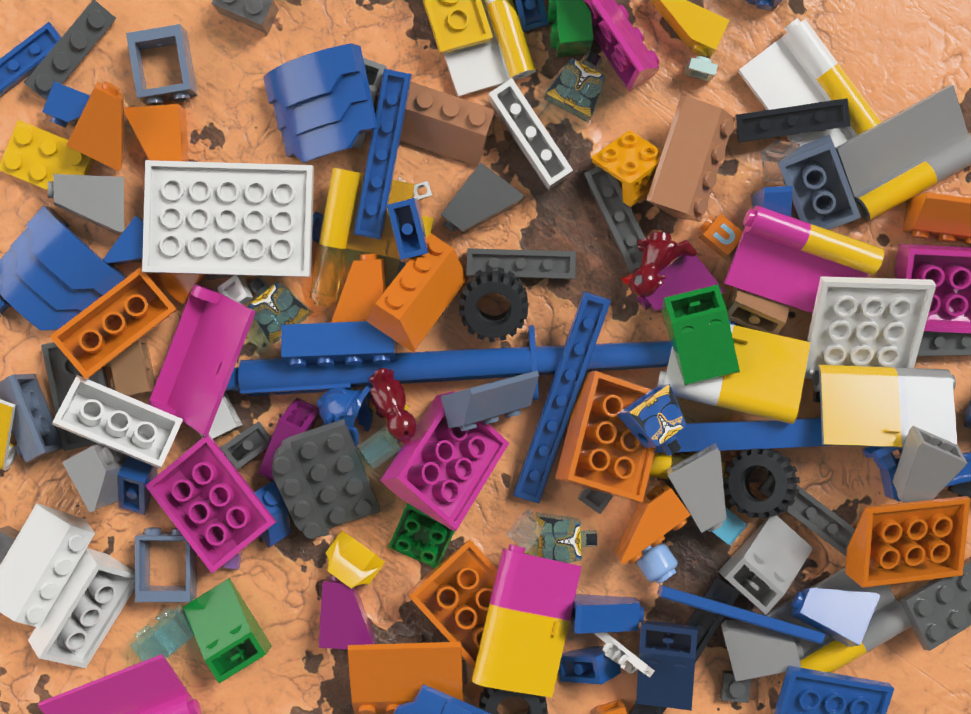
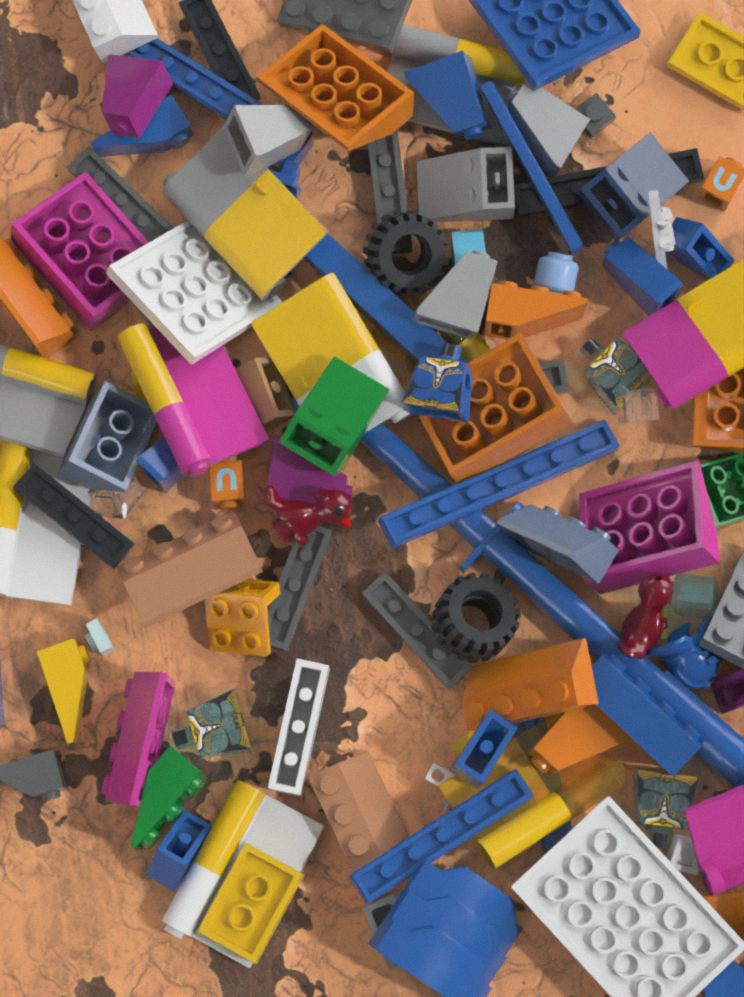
camera: 125 degrees left, 10 degrees down
(479, 200) = (398, 718): dark grey slope -> none

